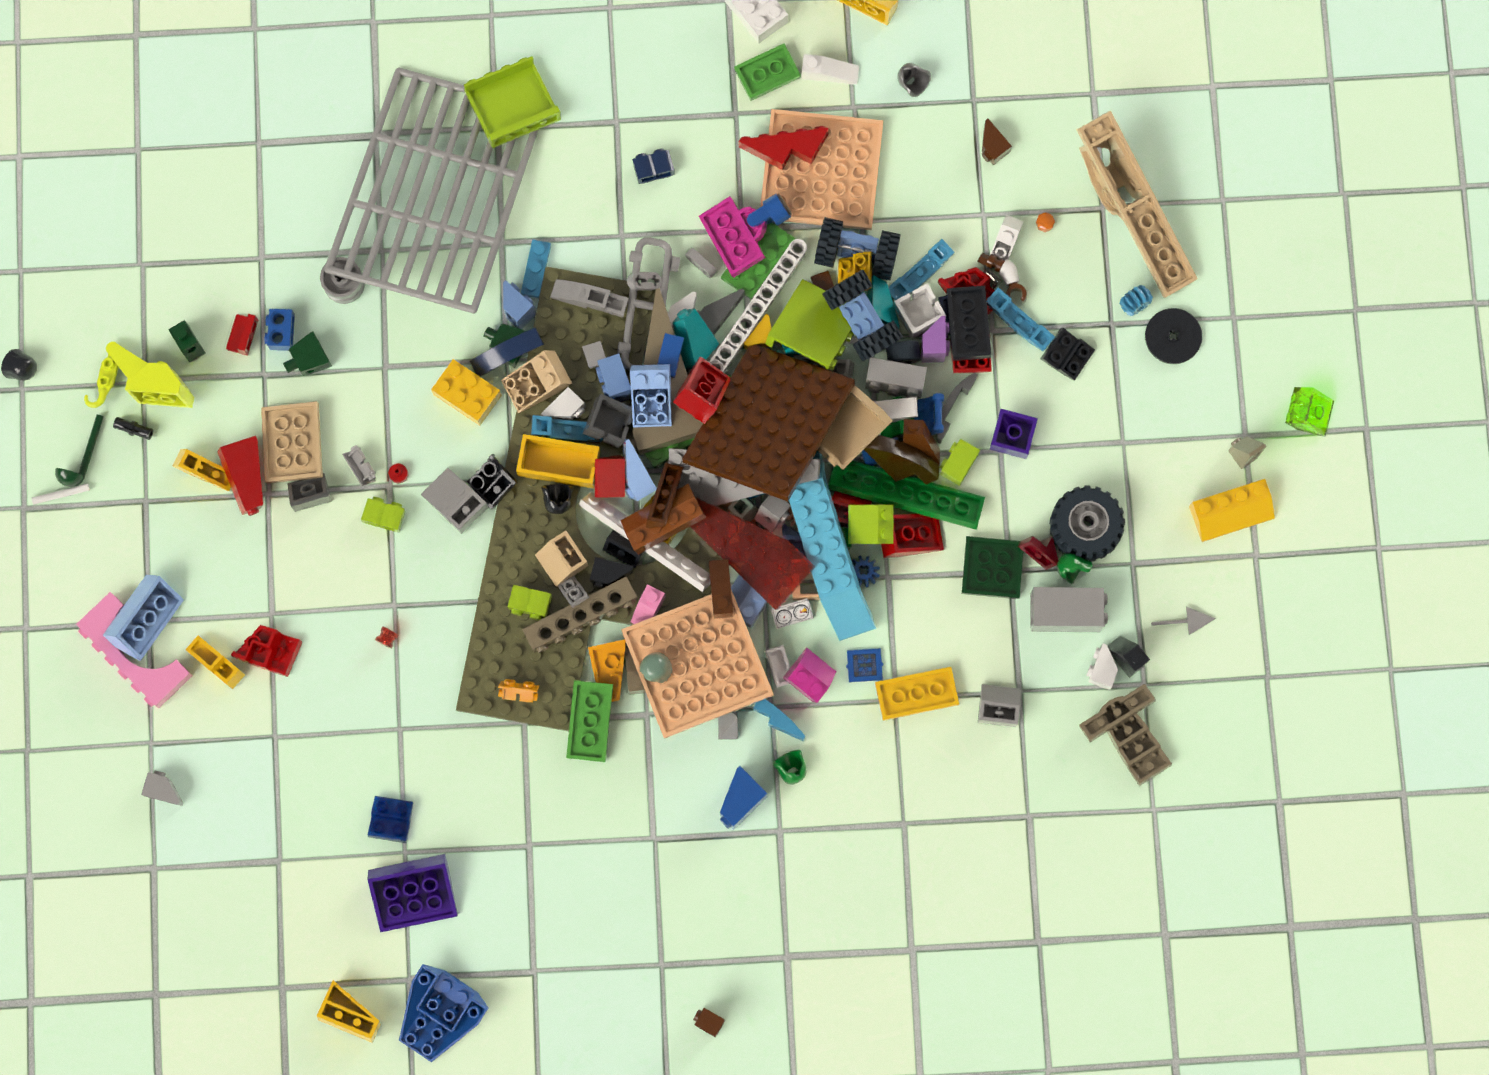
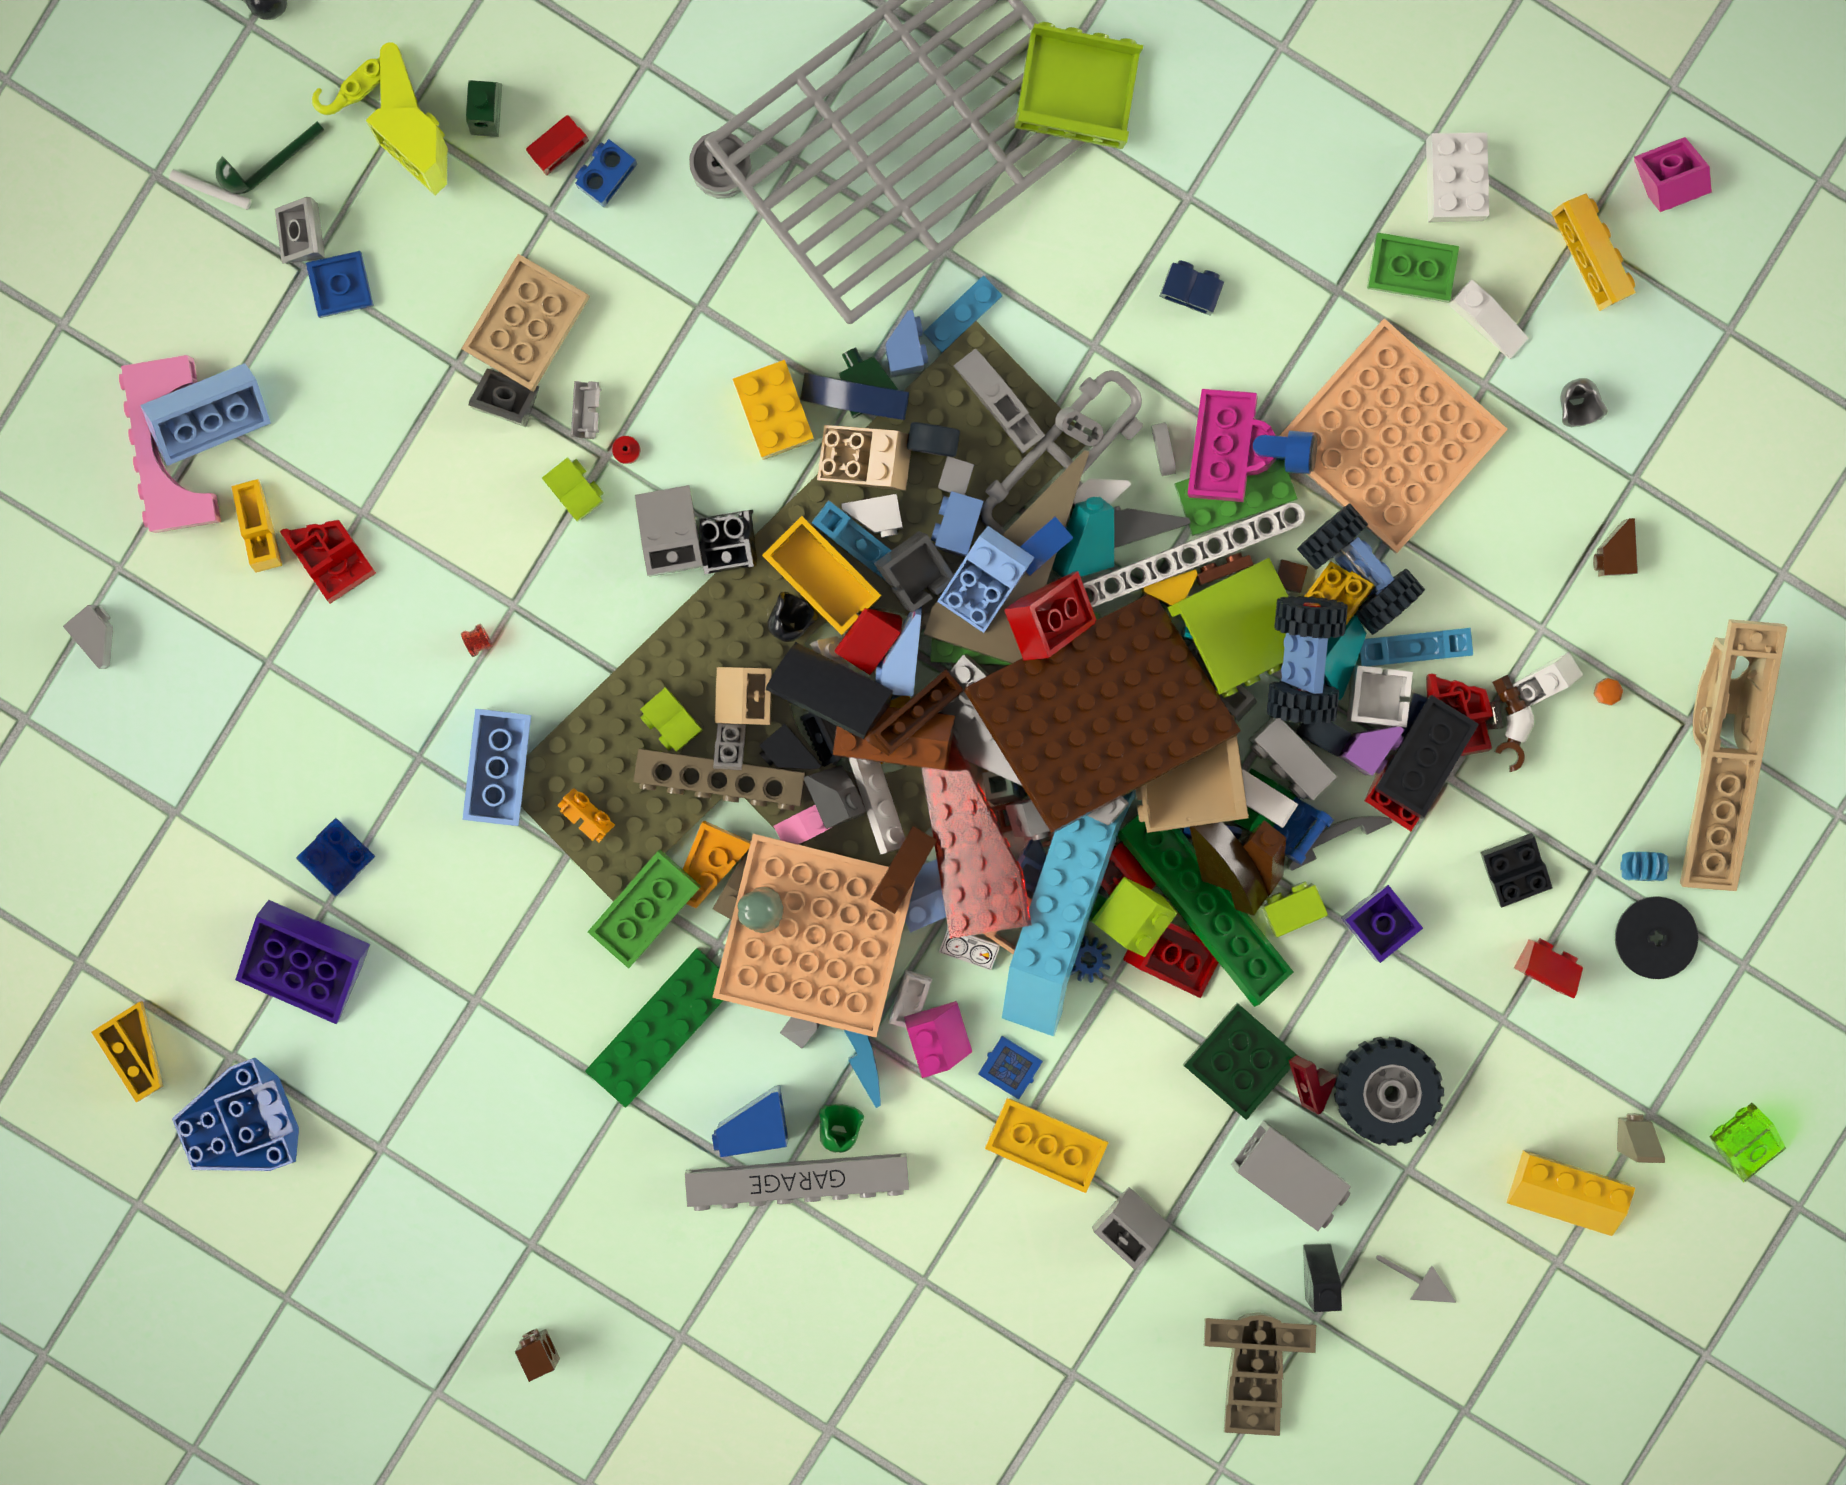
camera: 30 degrees right, 10 degrees up
(127, 481) = (299, 231): none -> light grey slope
(133, 428) = (349, 170): black pin -> none
(170, 495) = (339, 284): none -> blue tile
(201, 468) = (399, 282): yellow slope -> none
(243, 473) = (443, 317): red slope -> none
(307, 356) = (616, 229): dark green torso -> none
(448, 699) = (496, 767): none -> light blue slope
(567, 343) = (933, 439): none -> black wheel
(607, 517) = (830, 690): none -> black slope
(647, 785) = (658, 1029): none -> green plate
(654, 576) = (835, 796): none -> dark grey slope
(779, 147) = (1356, 376): red slope -> none
(784, 296) = (1234, 563): none -> copper plate
(788, 814) = (796, 1180): none -> light grey brick
(1018, 320) = (1488, 791): dark azure slope -> none
(1070, 566) = (1333, 1127): green hair -> none
(1104, 668) = (1283, 1271): white slope -> none
(1126, 393) = (1550, 968): none -> red slope

